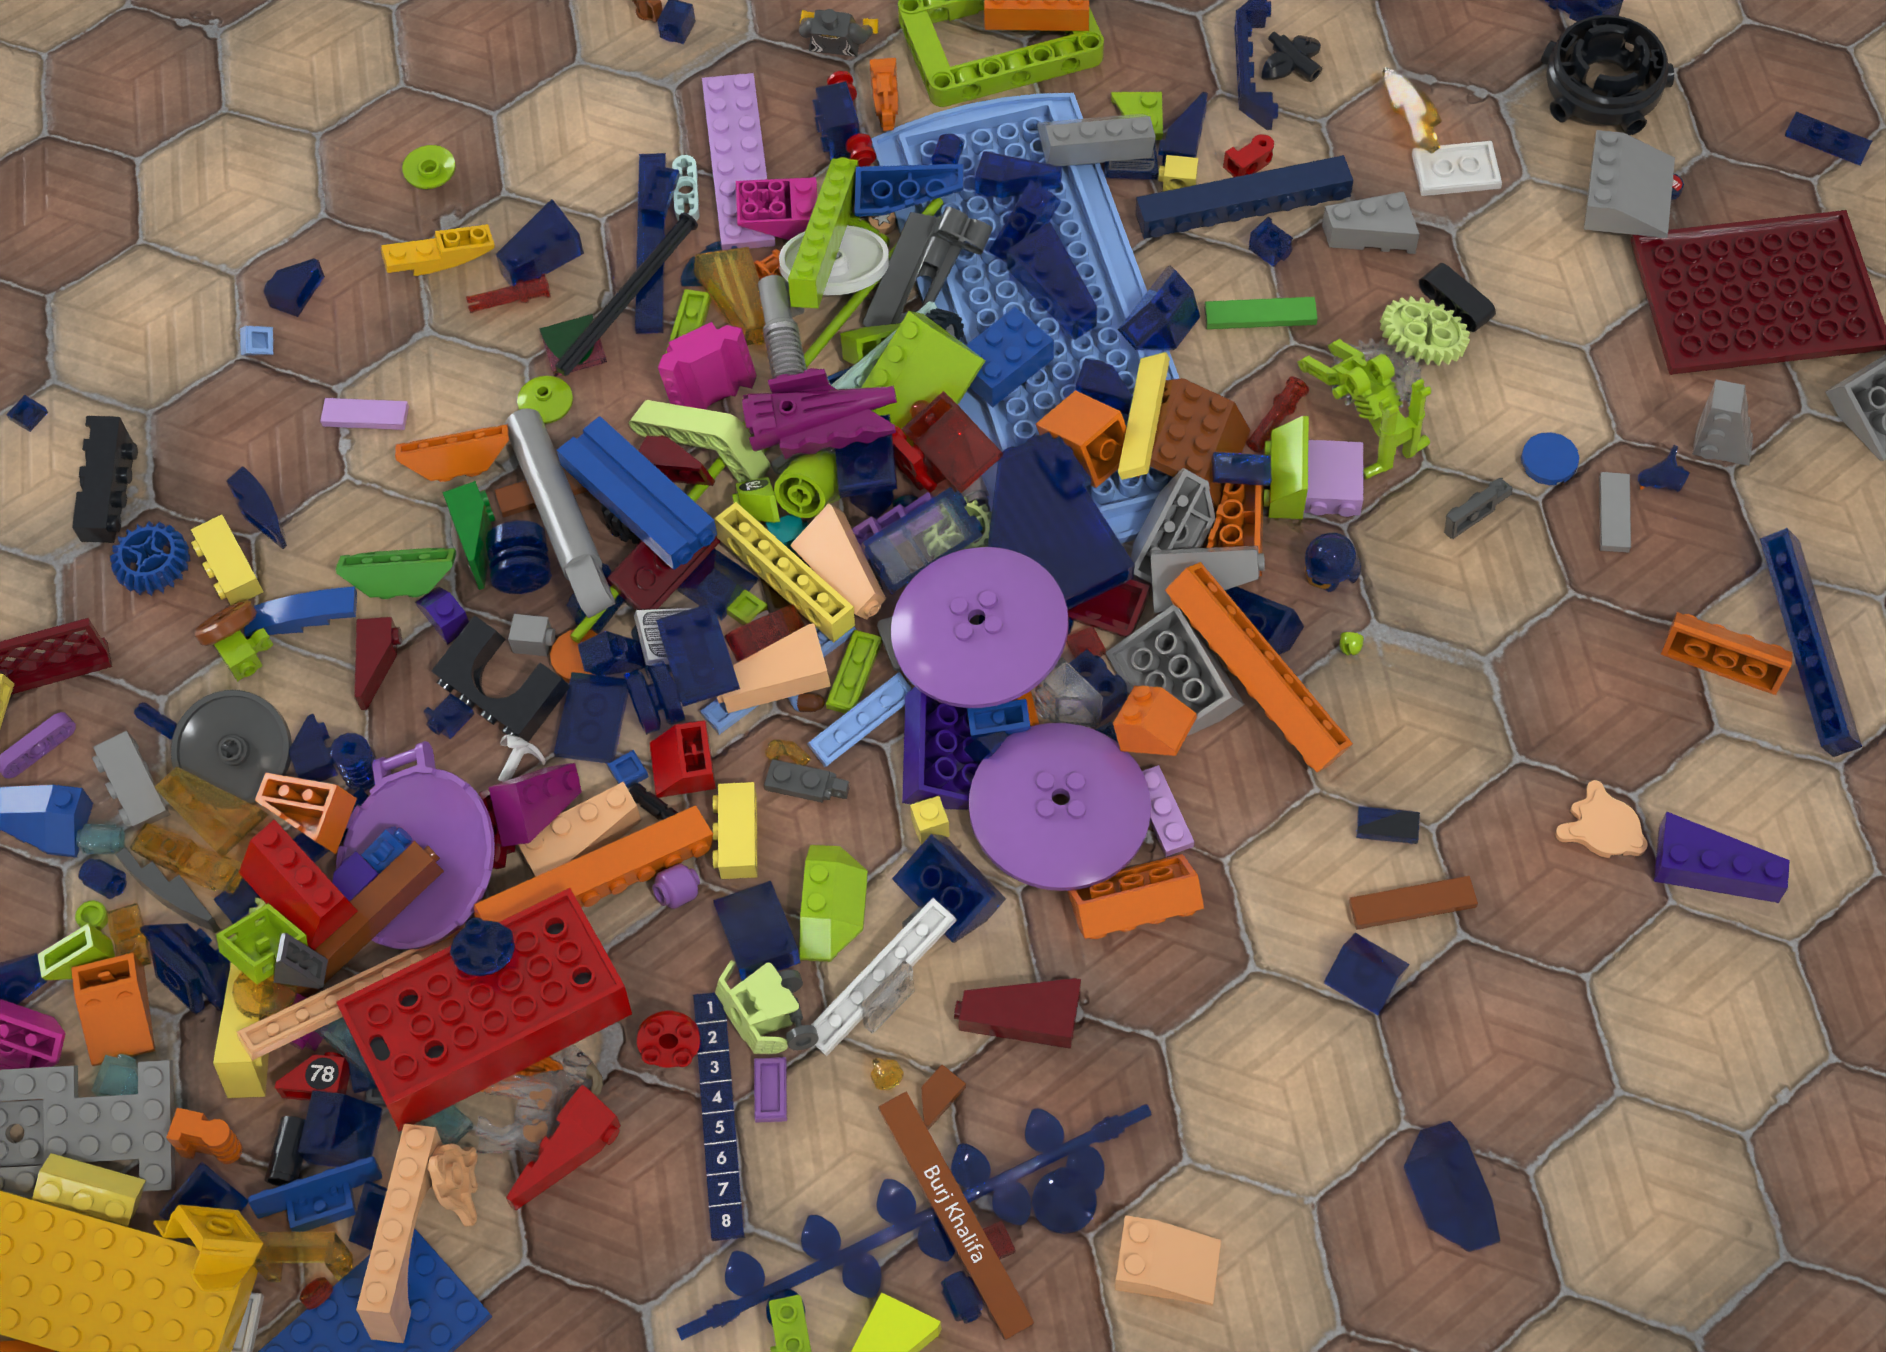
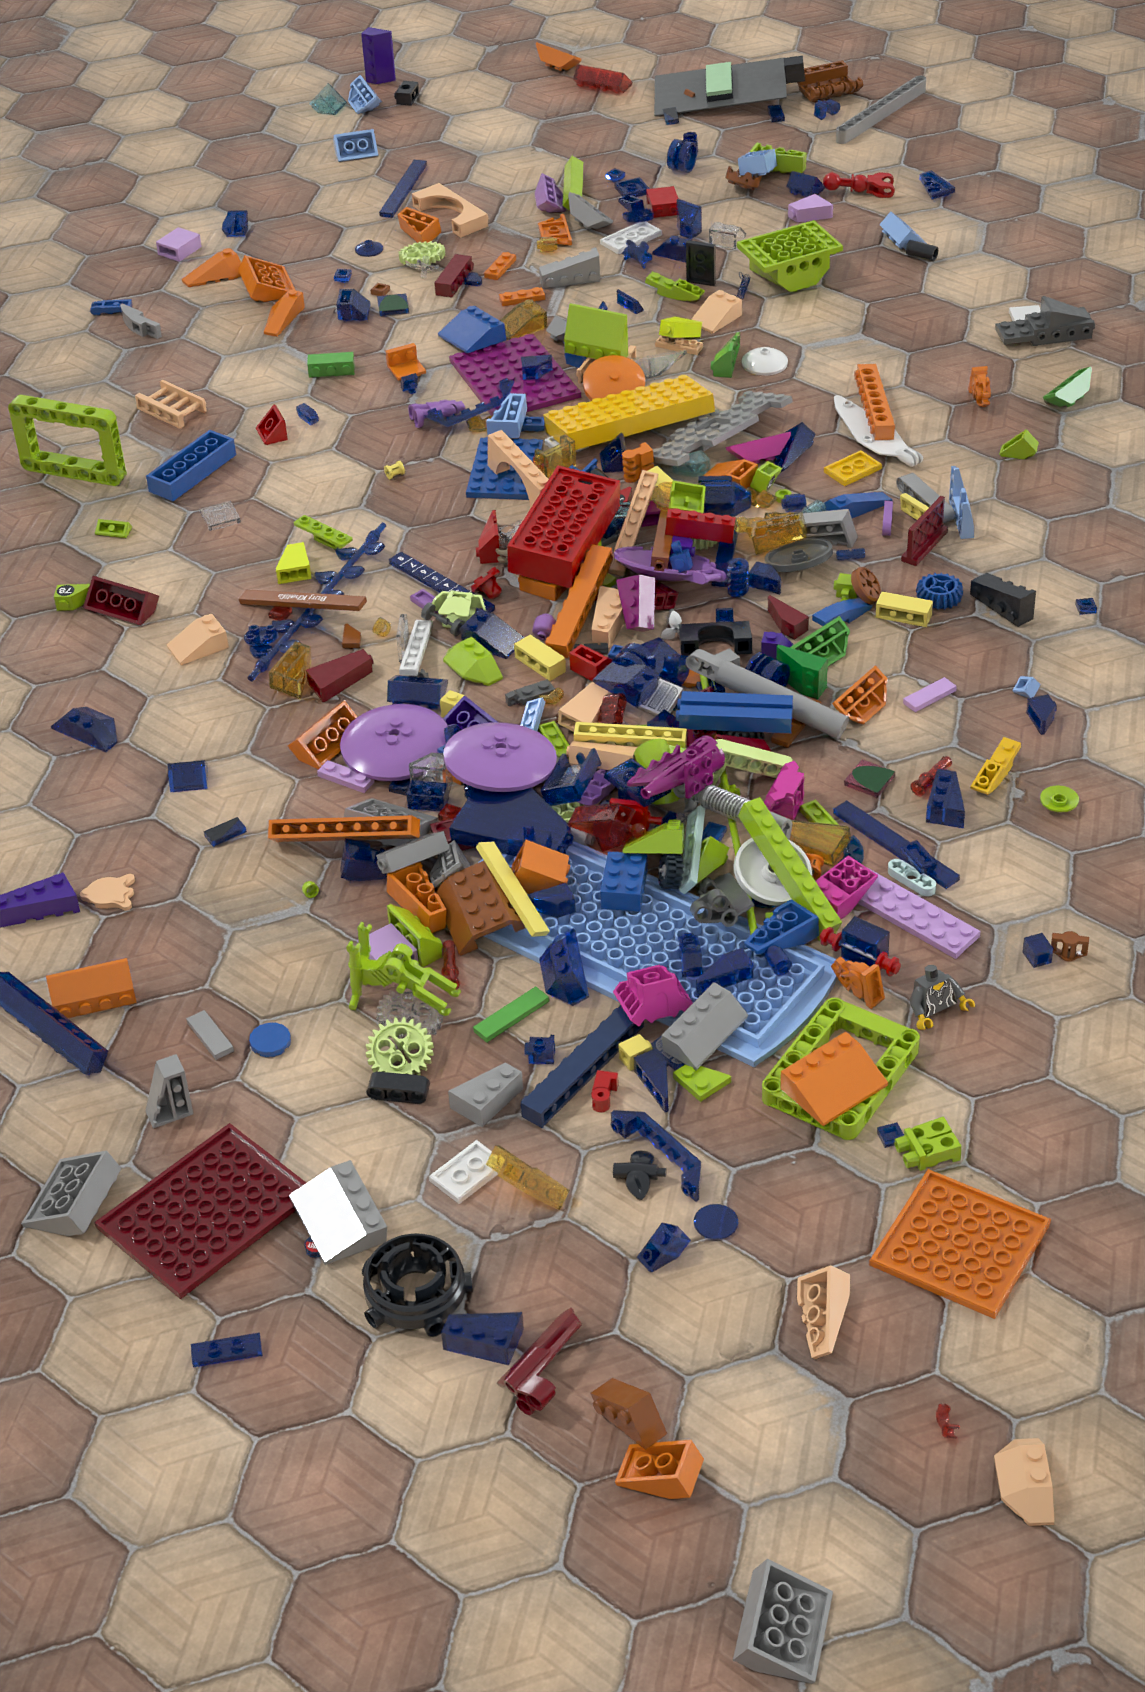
camera: 140 degrees right, 20 degrees down
(88, 1189) = (660, 426): light yellow brick -> none
(172, 894) = (759, 509): dark grey slope -> none
(224, 1241) = (585, 426): yellow piece -> none
(256, 505) = (919, 632): clear blue slope -> none
(299, 964) = (660, 500): dark grey slope -> none
(309, 806) = (723, 550): orange wedge -> none
(455, 1179) = (520, 498): light nougat tile -> none
(482, 947) = (580, 519): clear blue dish -> none
(552, 405) = (852, 752): lime dish -> none
(626, 294) = (883, 853): black axle -> none
(962, 1297) = (276, 585): clear blue brick -> none
(1053, 280) = (637, 931): clear blue wedge -> none
(1085, 1061) = (290, 671): none -> clear yellow wedge
(1115, 192) = (651, 994): none -> dark pink slope
(1153, 722) = (377, 783): orange slope -> none
(1241, 468) = (433, 897): clear blue plate -> none
(1331, 568) = (350, 911): clear blue helmet -> none
(1413, 902) = (186, 811): dark orange tile -> none
(1476, 508) = (292, 985): dark grey hinge -> none
(1664, 474) = (194, 1063): clear blue animal -> none

